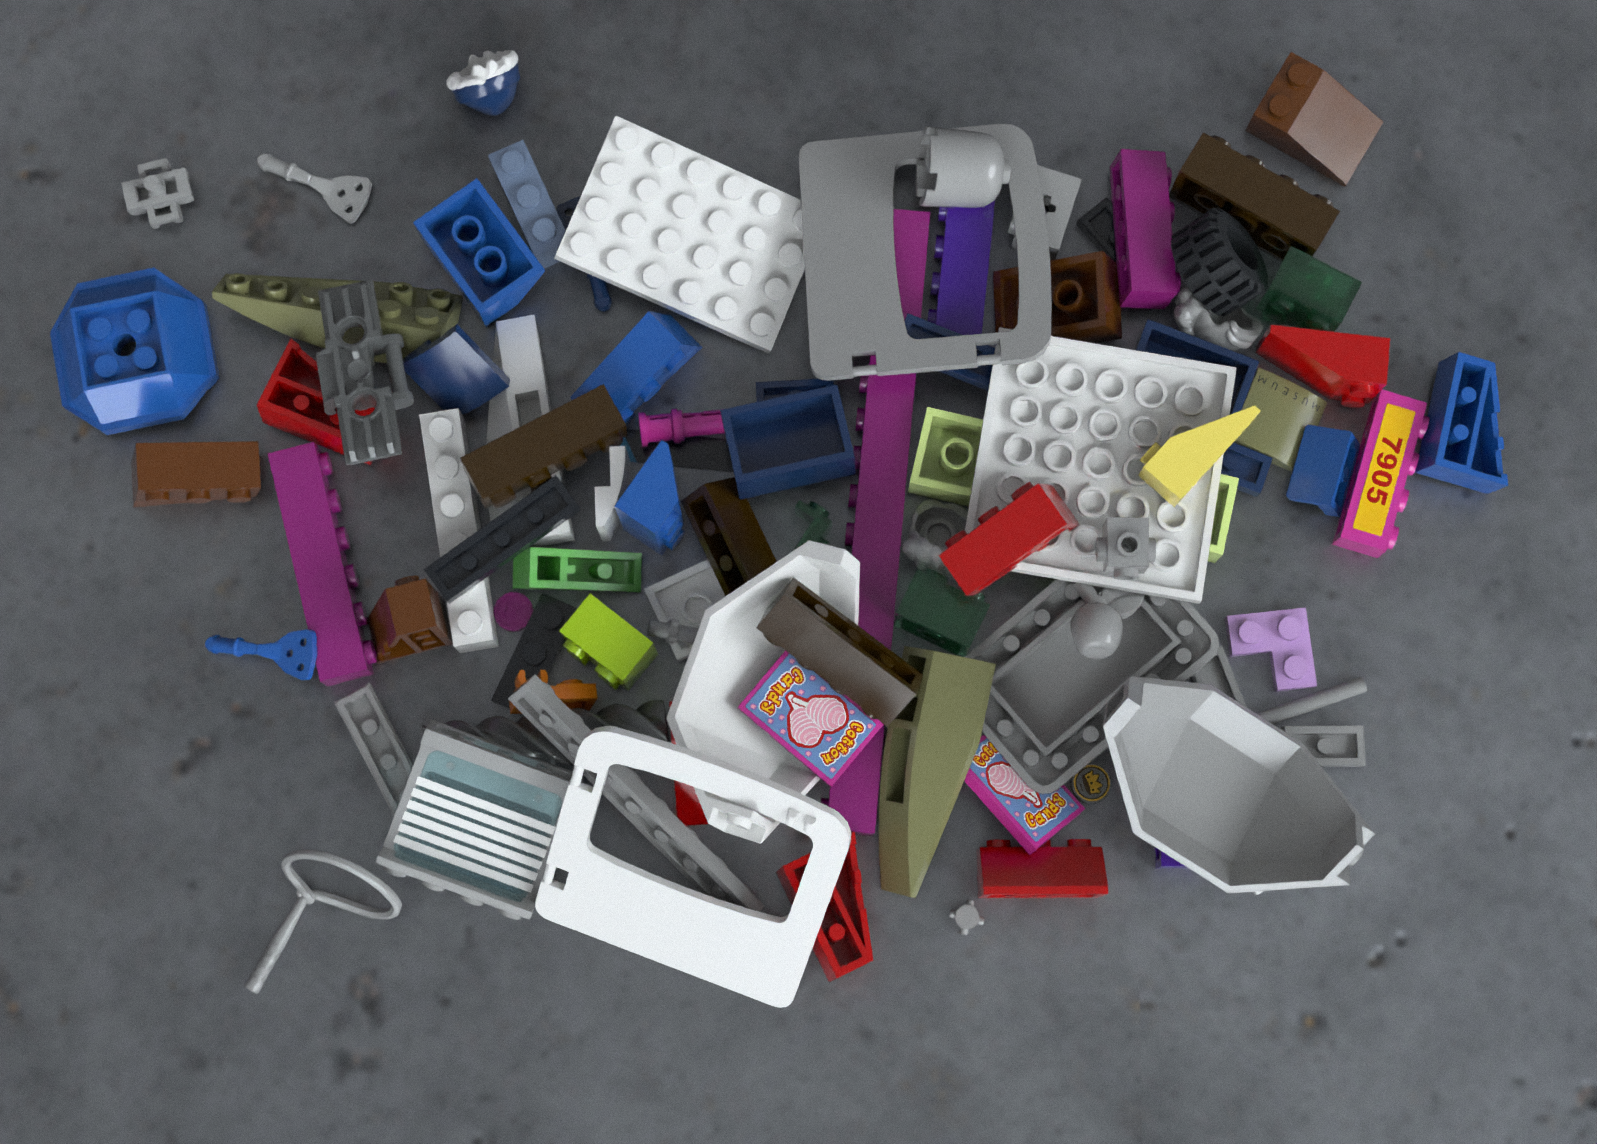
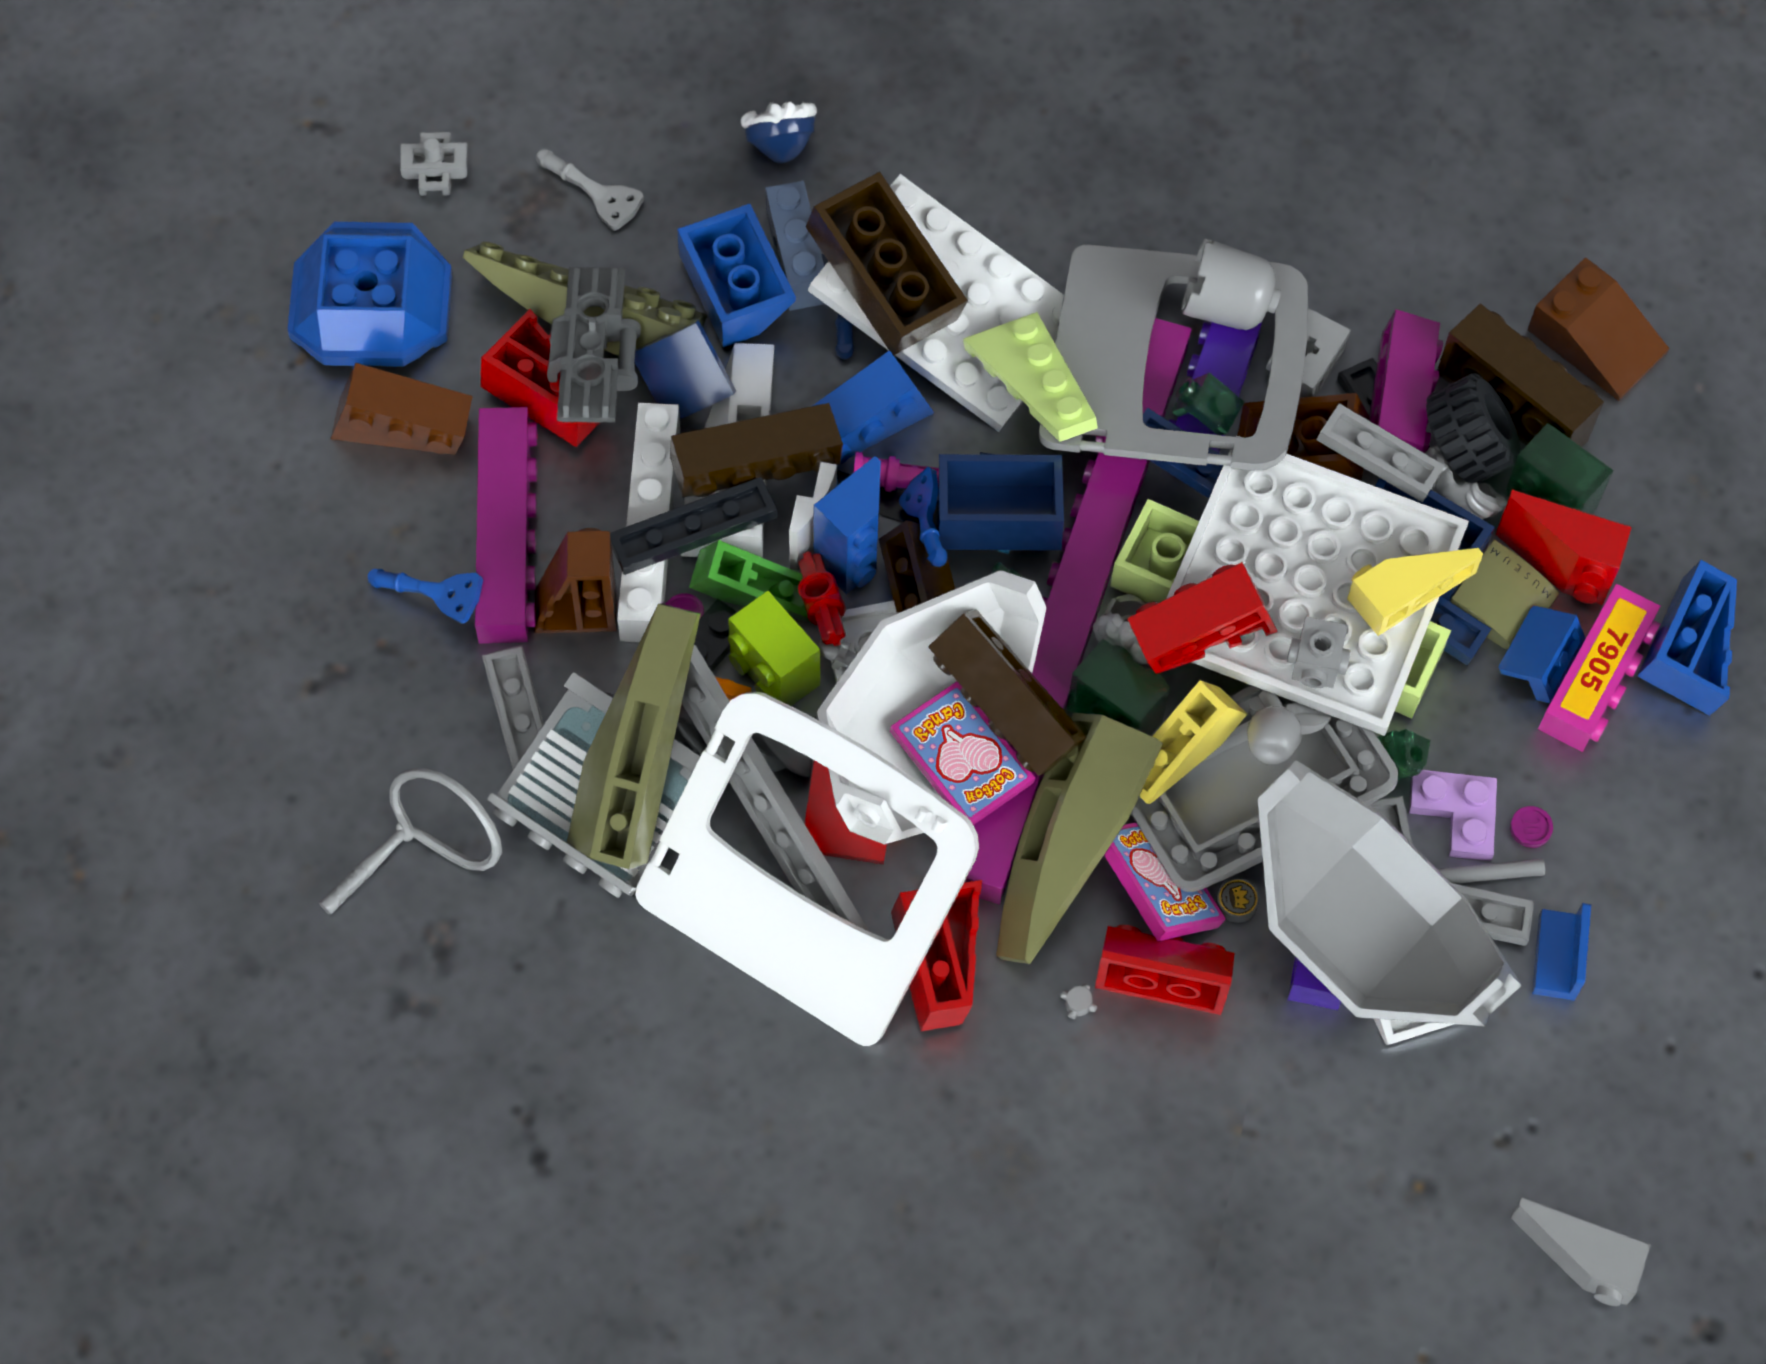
camera: 10 degrees right, 15 degrees down
(501, 791) = (633, 746): none -> olive wedge
(624, 222) = (886, 263): none -> dark brown brick
(653, 586) = (822, 599): none -> red axle
(711, 452) = (920, 502): none -> blue piece
(793, 303) = (1035, 372): none -> yellowish green wing
(963, 292) = (1208, 402): none -> clear green bracket
(1019, 642) = (1191, 735): none -> light yellow slope
(1139, 313) = (1380, 452): none -> light grey plate
(1219, 607) = (1407, 751): none -> clear green piece
(1345, 645) = (1531, 827): none -> magenta piece
(1397, 767) = (1561, 953): none -> blue panel
(1478, 1058) = (1590, 1254): none -> light grey slope

